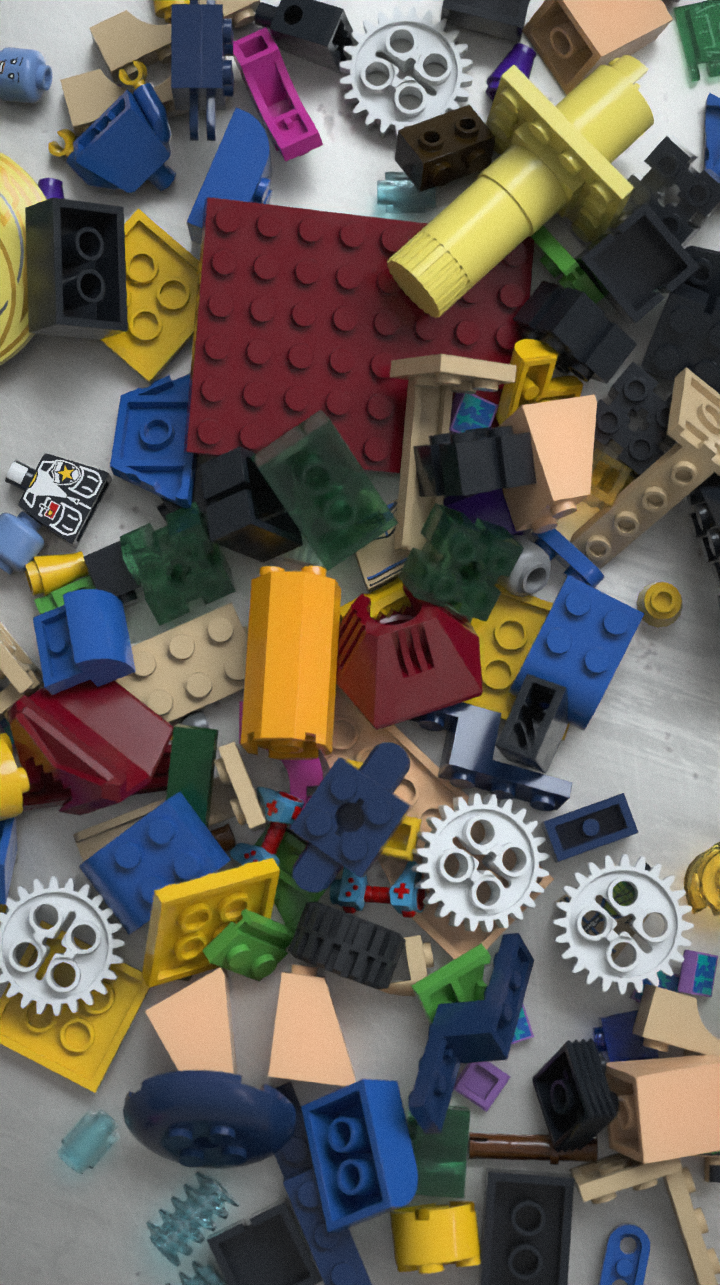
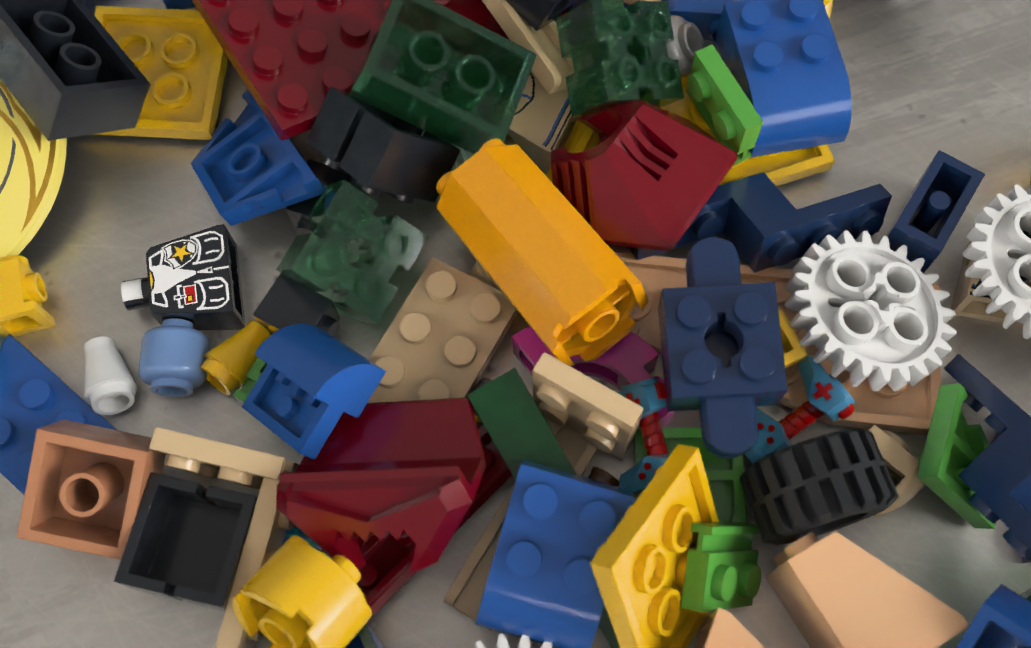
camera: 35 degrees left, 15 degrees down
(502, 664) = (723, 103): none -> bright green plate
(530, 731) = (822, 163): black torso -> none

